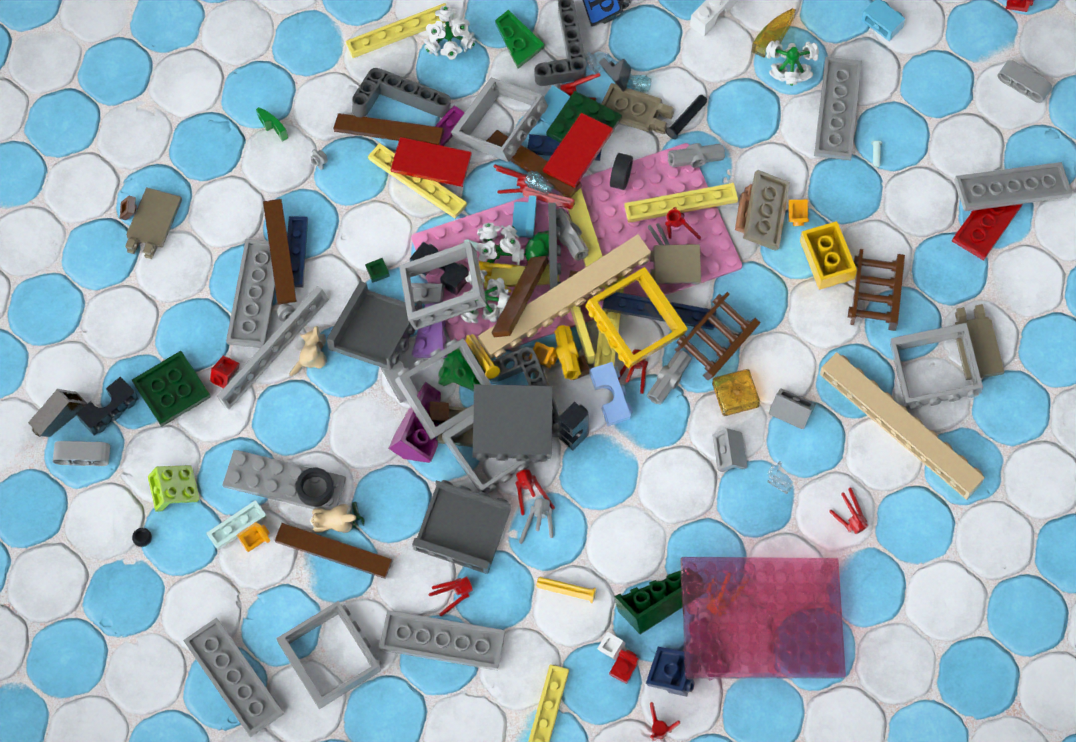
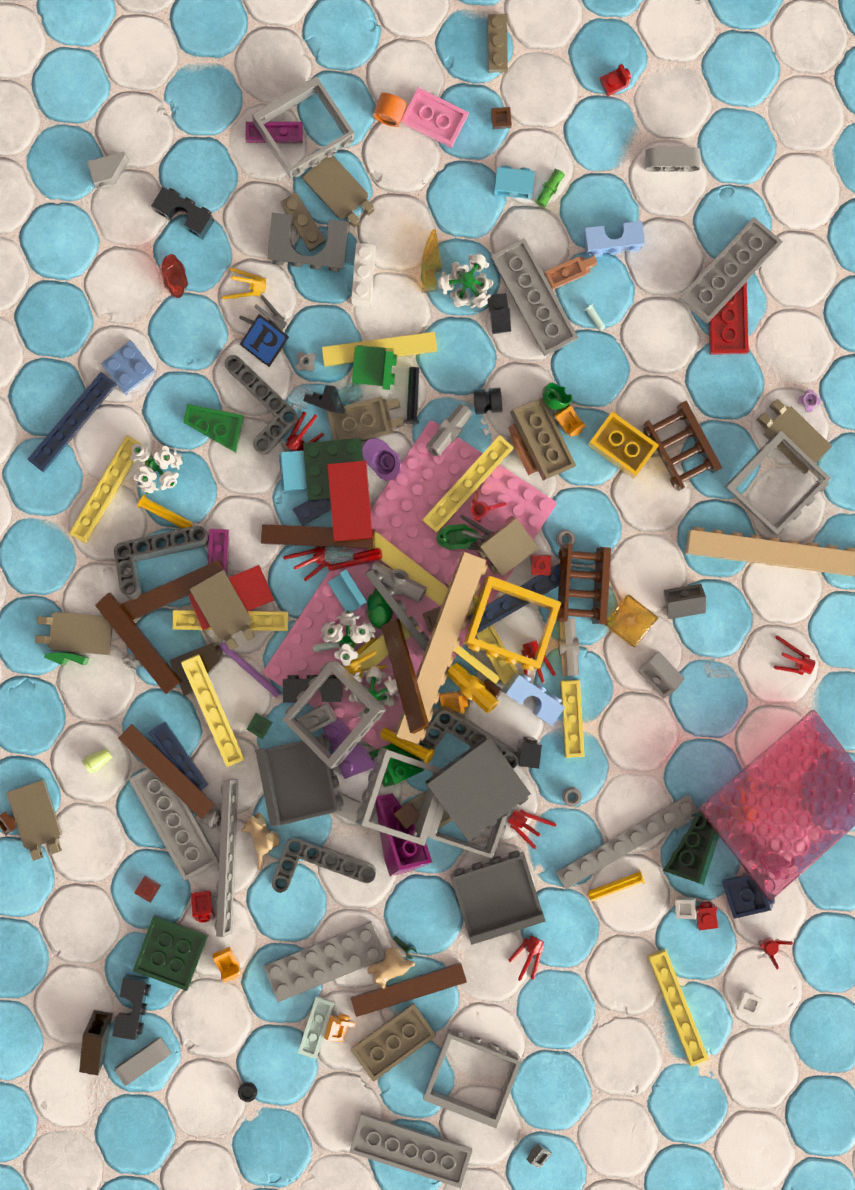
camera: 40 degrees left, 20 degrees up
(172, 485) = (240, 1032): lime bracket -> none
(192, 331) = (147, 889): none -> clear red plate
(207, 426) = (227, 964): none -> light orange bracket
(231, 210) = (96, 760): none -> yellowish green cone
(288, 581) = (393, 1042): none -> dark tan plate
(294, 112) = (77, 633): none -> dark tan tile
(314, 501) = (342, 952): black tyre -> none
(334, 147) = (138, 643): none -> reddish brown tile
(344, 399) = (320, 860): none -> dark grey beam
(350, 230) = (212, 710): none -> light yellow plate
(364, 194) = (210, 657): none -> dark brown slope
(402, 225) = (250, 670): none -> medium lavender bar
(418, 162) = (223, 608): none -> dark tan tile
(427, 70) = (164, 512): none -> yellow axle
(442, 640) = (551, 1000): light grey plate -> none
(481, 106) = (233, 521): light grey window -> none
(540, 509) = (548, 835): light grey plant -> none
(583, 488) = (574, 802): none -> light grey plate
(600, 560) = (627, 841): none -> light grey plate
(621, 171) = (400, 493): black tyre -> none
(622, 44) = (309, 366): none -> light grey plate
(627, 139) = (381, 458): none -> medium lavender piece
(630, 435) = (572, 718): none -> light yellow tile
(635, 227) = (453, 539): none -> green arm
(672, 74) = (374, 366): none -> green bracket
(687, 68) = (401, 345): none -> light yellow tile
(694, 297) = (540, 564): none -> red bracket
(733, 294) = (569, 534): none -> light grey plate
(743, 155) = (487, 401): none -> black wheel
(799, 187) = (555, 396): none -> green hair
(801, 102) = (499, 313): none -> black slope
(881, 108) = (569, 271): none -> nougat hinge
(909, 41) = (550, 188): none -> bright green pin
(945, 115) = (598, 243): none -> light blue arch
(1014, 322) = (815, 400): none -> lavender plate

